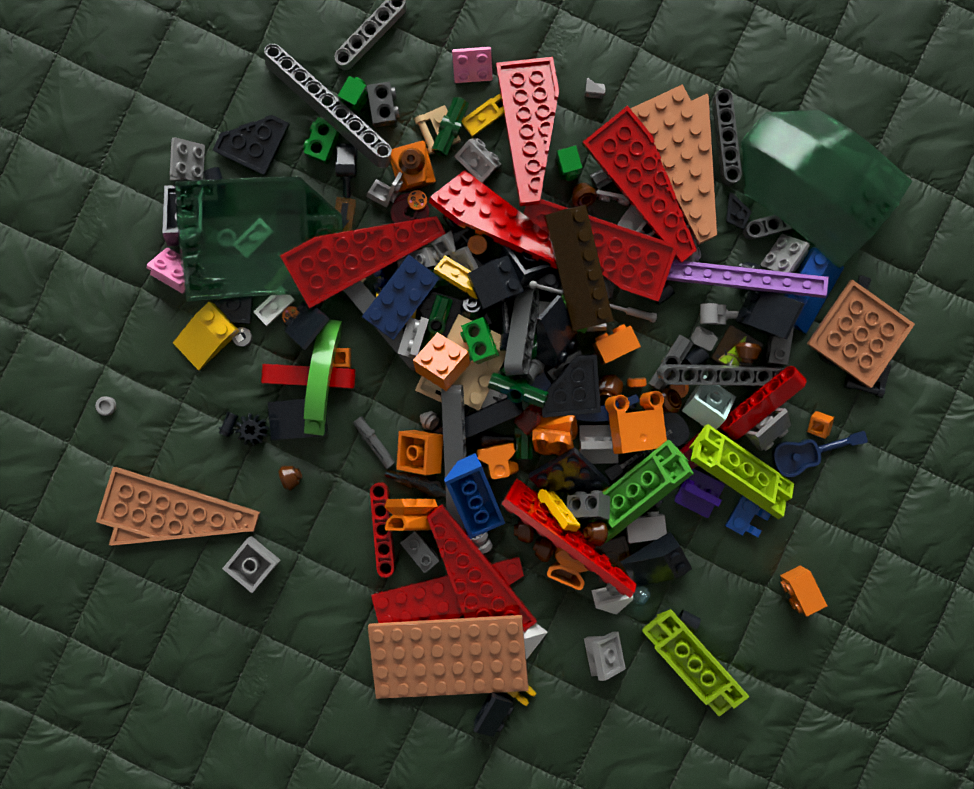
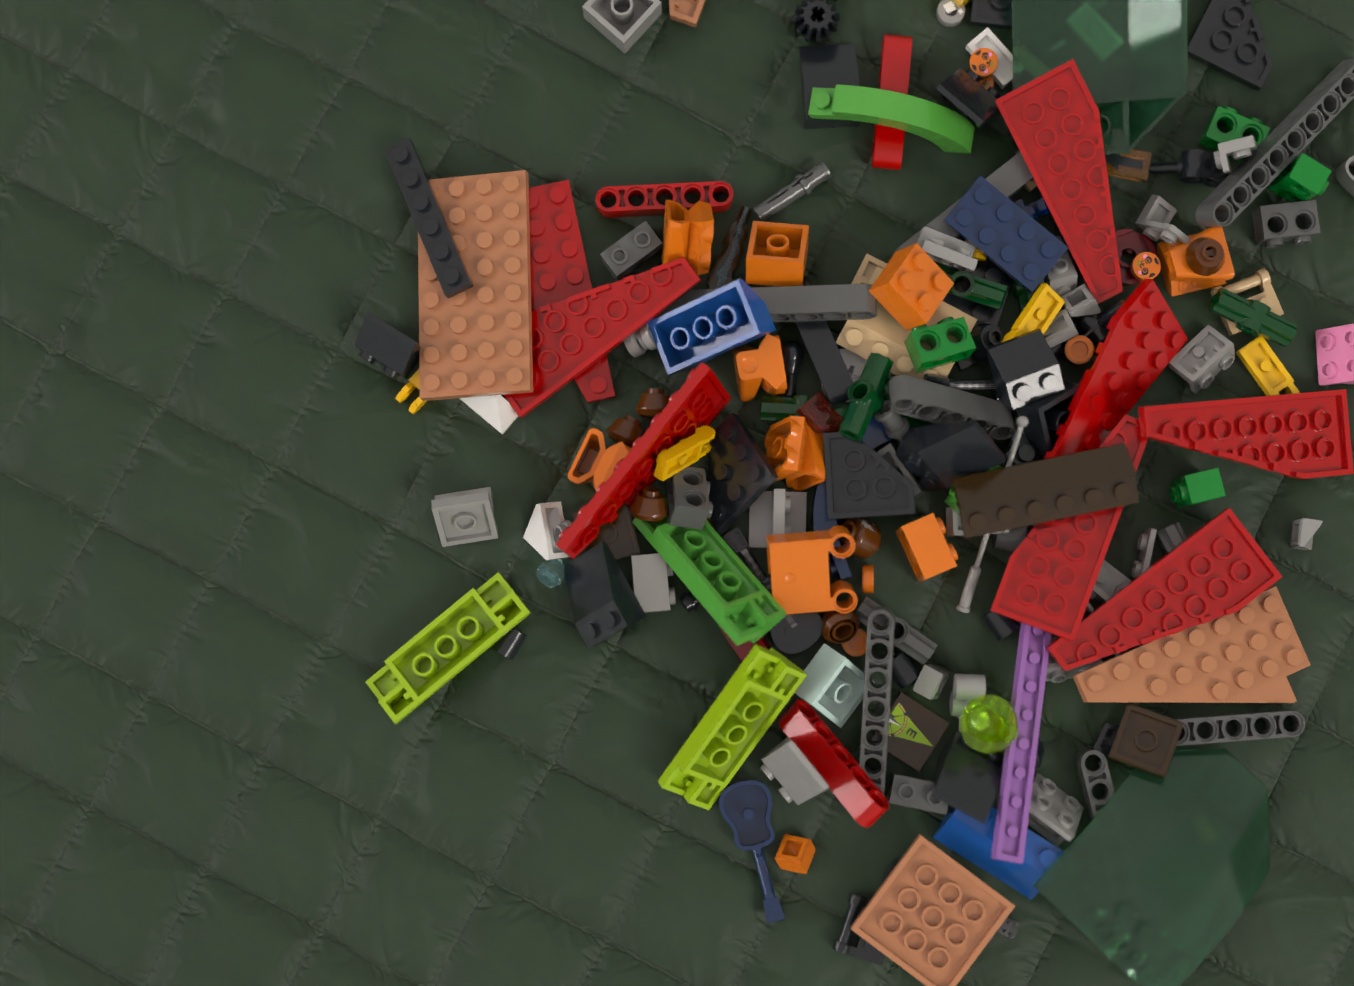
camera: 90 degrees right, 5 degrees down
(279, 314) = (983, 62): none -> orange tile
(290, 477) = (746, 69): reddish brown cone -> none
(337, 143) = (1239, 148): none -> light grey bracket
(342, 358) = (916, 150): orange slope -> none
(403, 691) = (428, 218): none -> black plate
(429, 420) = (820, 273): light grey plate -> none
(583, 195) = (1148, 512): reddish brown cone -> none
(700, 493) = (699, 666): dark purple bracket -> none
(735, 300) = (989, 724): none -> clear neon green plate
(739, 194) = (1146, 740): none -> dark brown tile
(742, 516) = (663, 730): blue plate -> none
(747, 351) = (910, 744): reddish brown cone -> none
(803, 591) = (549, 813): orange brick -> none

